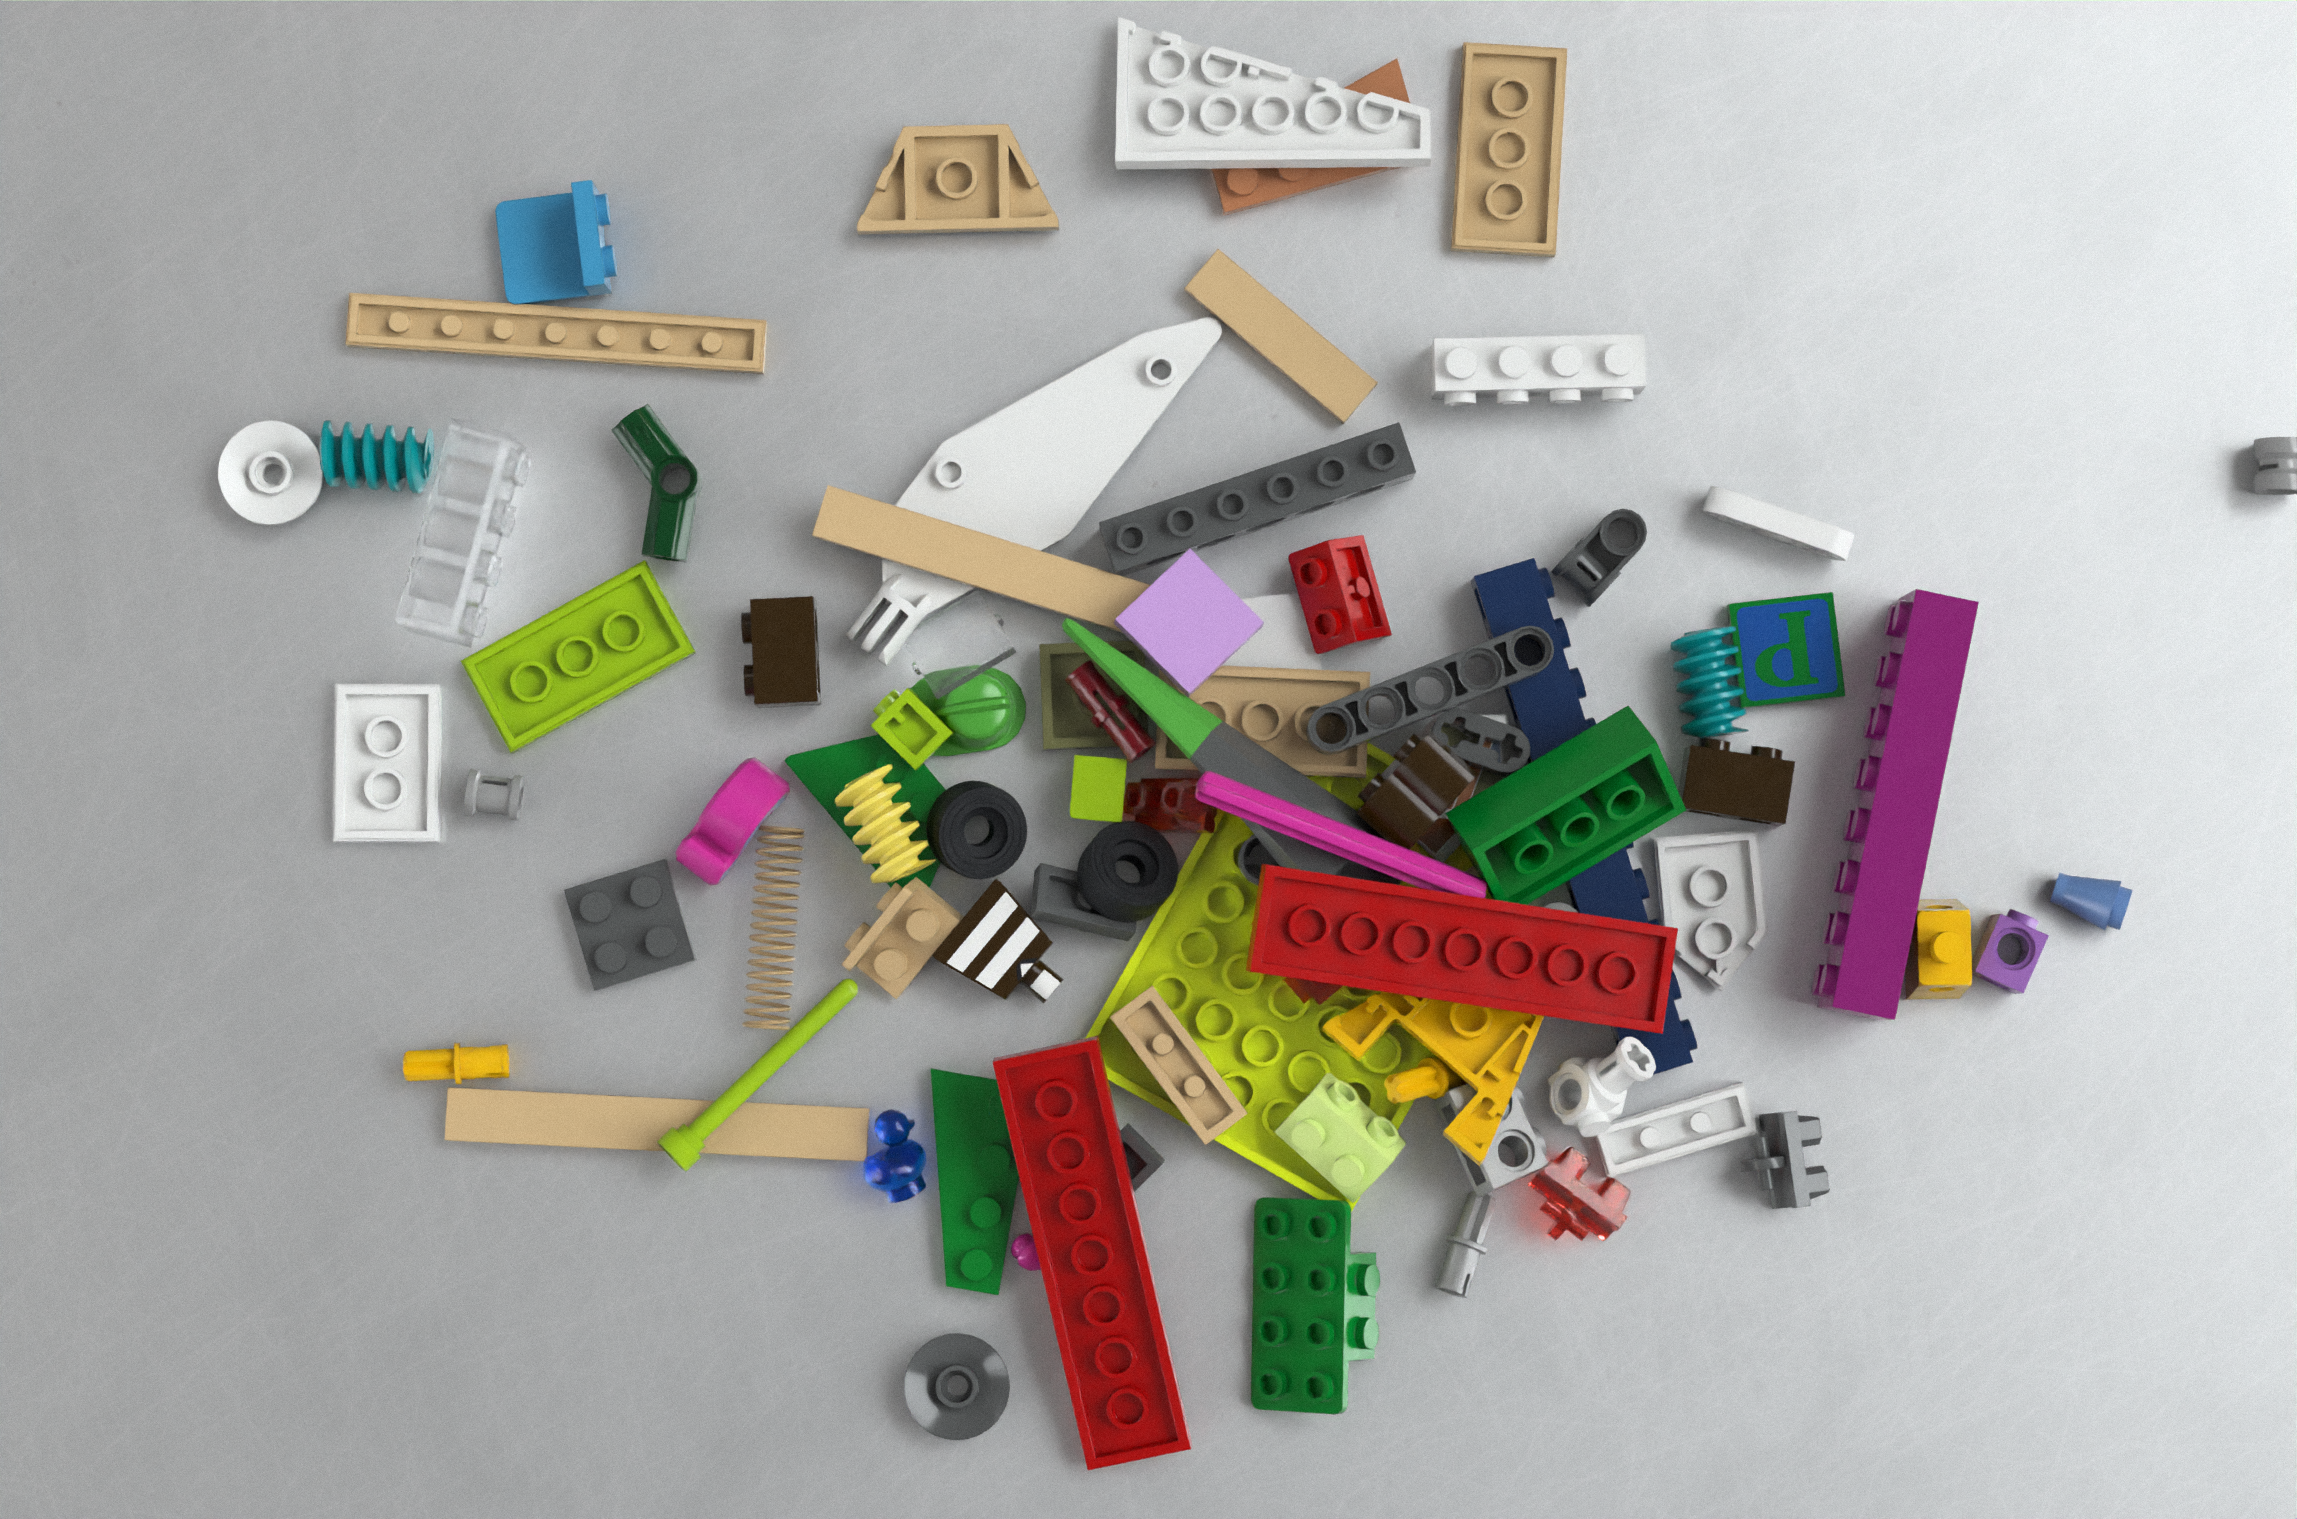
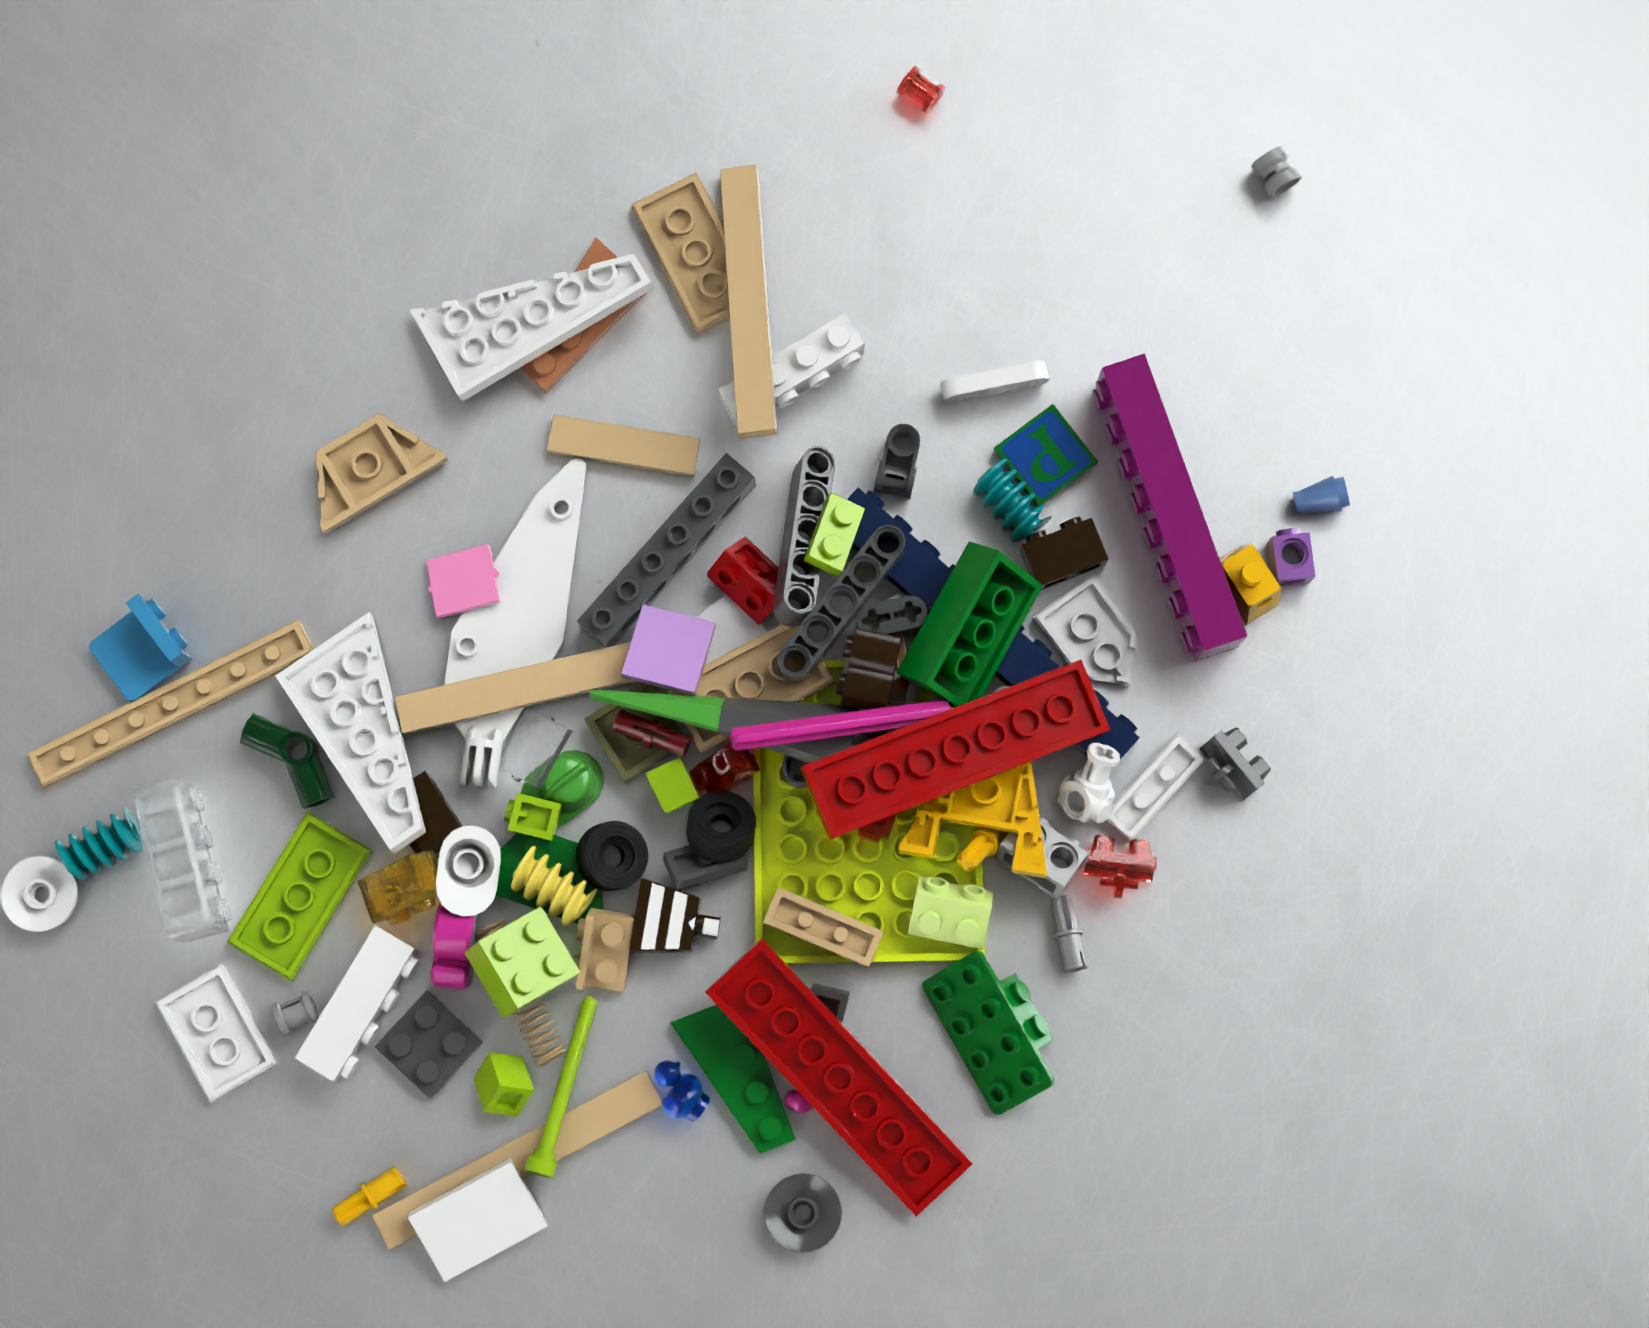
camera: 25 degrees left, 5 degrees down
(568, 1167) = (477, 1219): none -> white tile
(572, 828) = (357, 1004): none -> white brick
(691, 1025) = (503, 1084): none -> lime panel
(706, 722) = (401, 888): none -> clear yellow brick
(765, 474) = (353, 715): none -> white wing
(795, 748) = (468, 871): none -> white piece
(796, 897) = (522, 962): none -> brick
(991, 390) = (463, 581): none -> bright pink piece
(1412, 588) = (804, 519): none -> dark grey beam
(1470, 601) = (834, 534): none -> plate
(1535, 250) = (748, 302): none -> tan tile
(1904, 106) = (921, 89): none -> clear red bush

